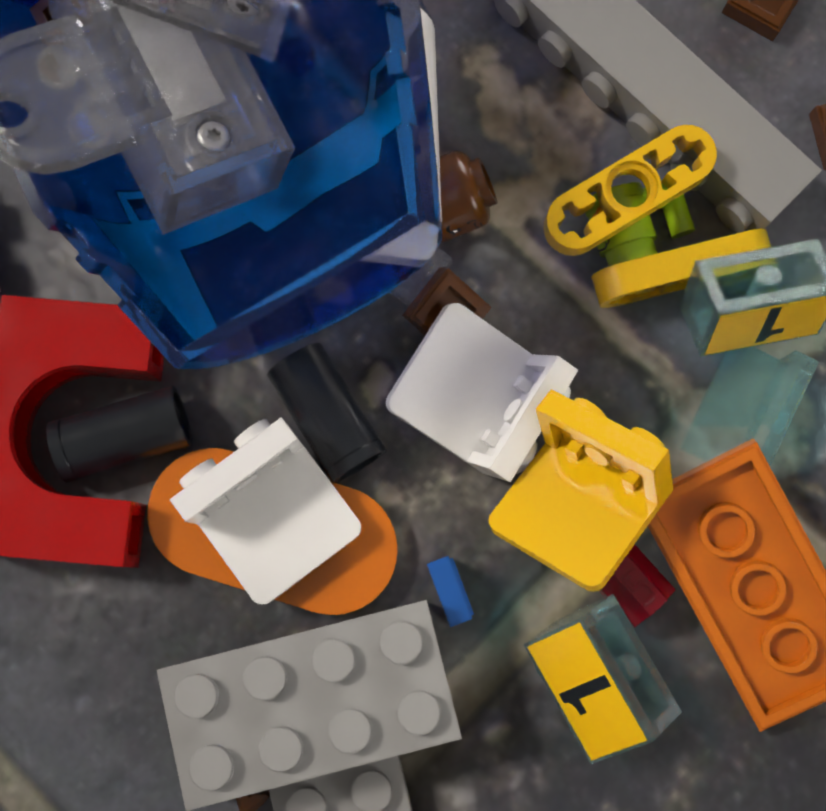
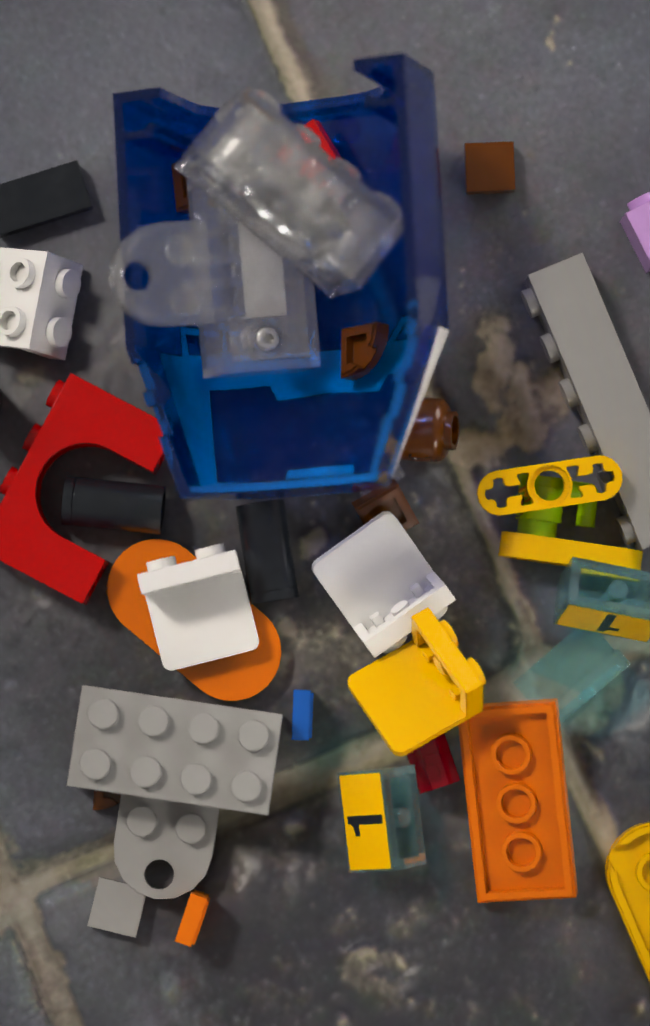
camera: 20 degrees right, 5 degrees up
(339, 117) = (362, 349): none -> reddish brown tile

